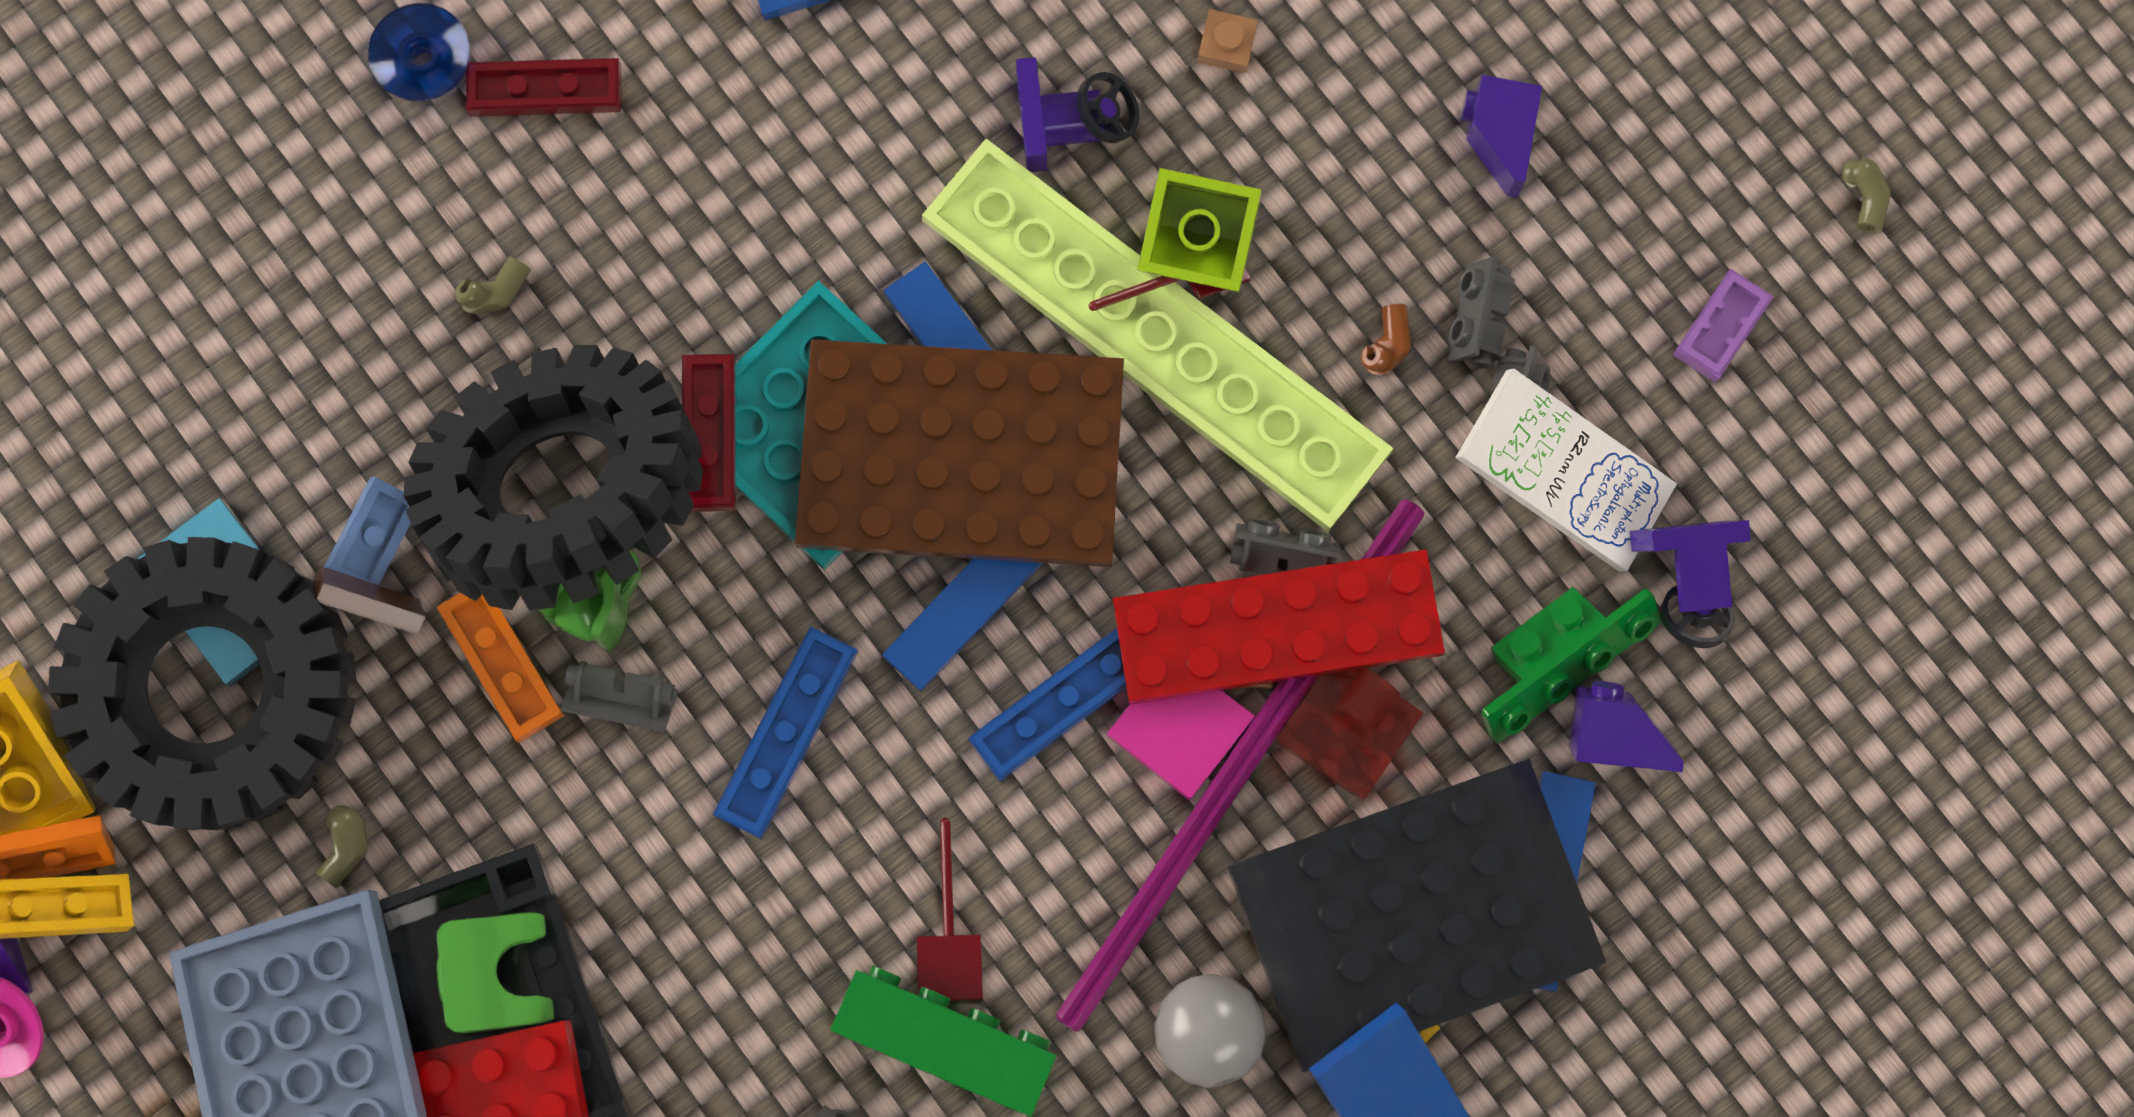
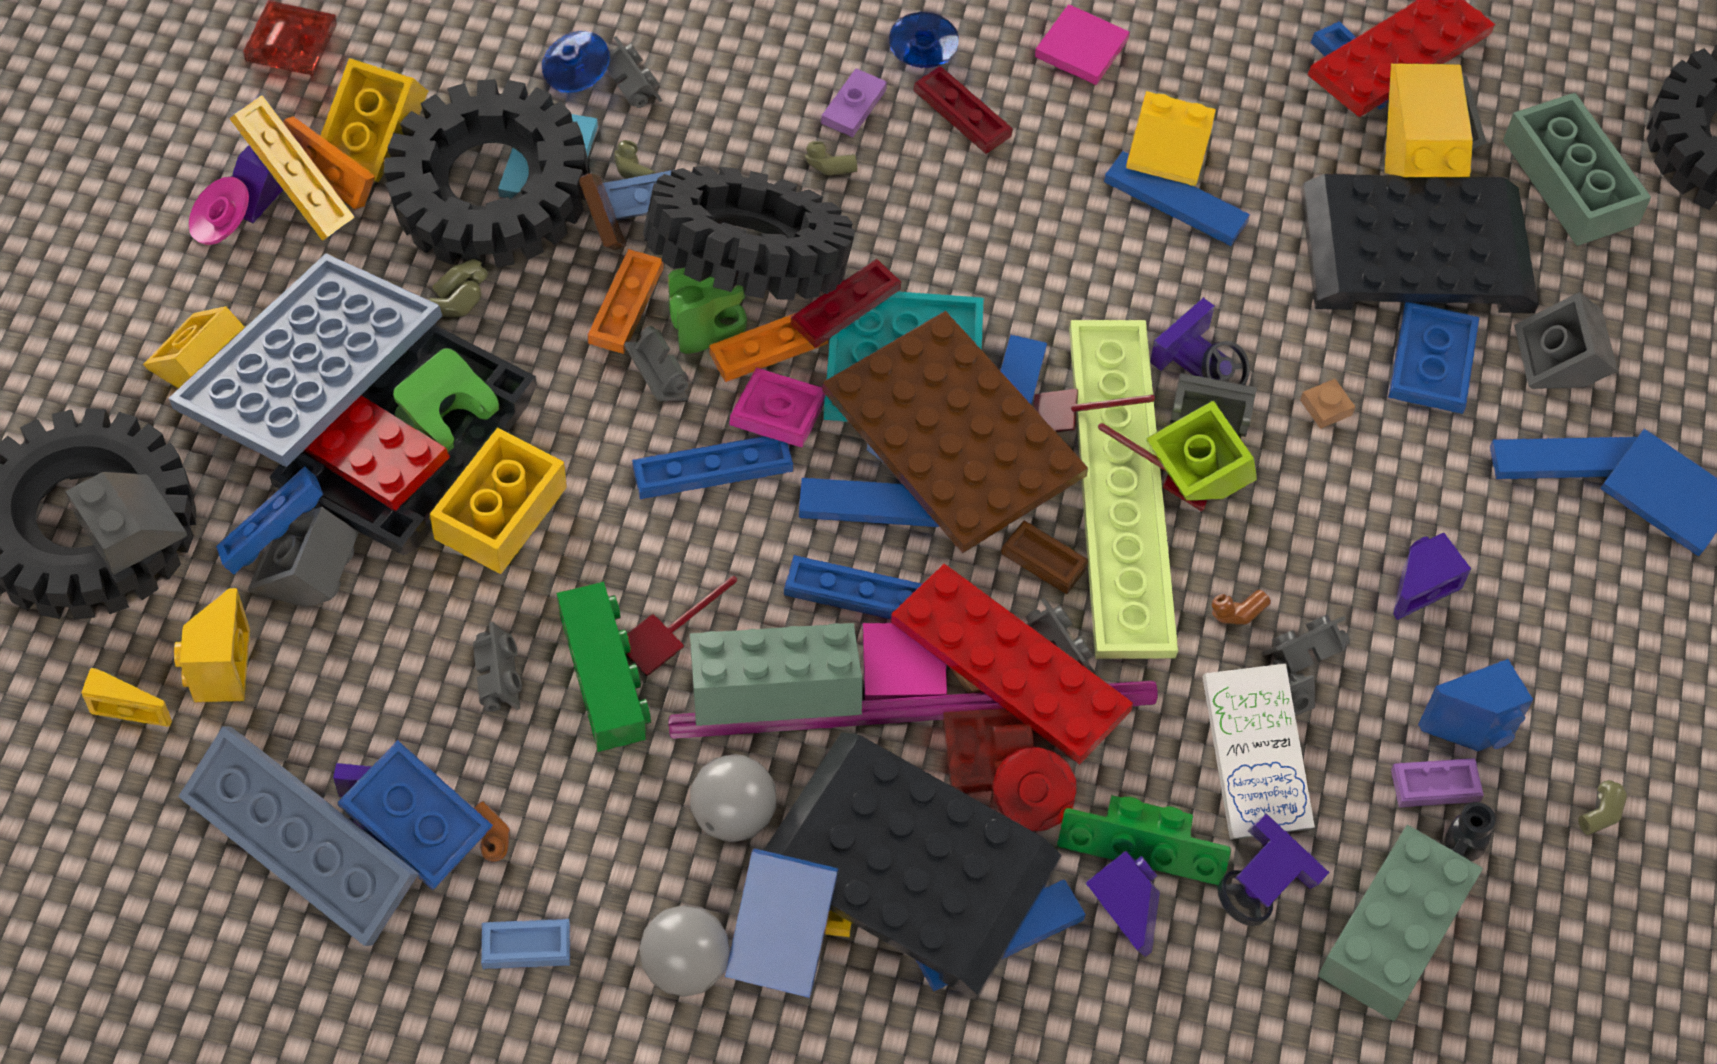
camera: 50 degrees right, 20 degrees down
(135, 451) = (575, 61): none -> clear blue dish
(166, 404) = (640, 83): none -> dark grey hinge
(312, 512) = (627, 161): none -> olive arm
(313, 825) = (459, 274): none -> olive arm
(434, 196) = (854, 102): none -> medium lavender plate
(658, 1001) = (498, 500): none -> yellow brick
(682, 573) = (758, 348): none -> orange plate
(775, 607) = (778, 407): none -> dark pink tile
(1016, 321) = (1061, 406): none -> piece
(1106, 876) = (775, 674): none -> sand green brick
(1134, 164) = (1232, 399): none -> dark grey hinge
(1173, 481) = (1045, 557): none -> reddish brown tile
(1432, 721) = (1034, 788): none -> red tile
(1696, 216) = (1478, 708): none -> blue slope
(1799, 349) = (1471, 831): none -> black piece
(1839, 494) = (1400, 922): none -> sand green brick

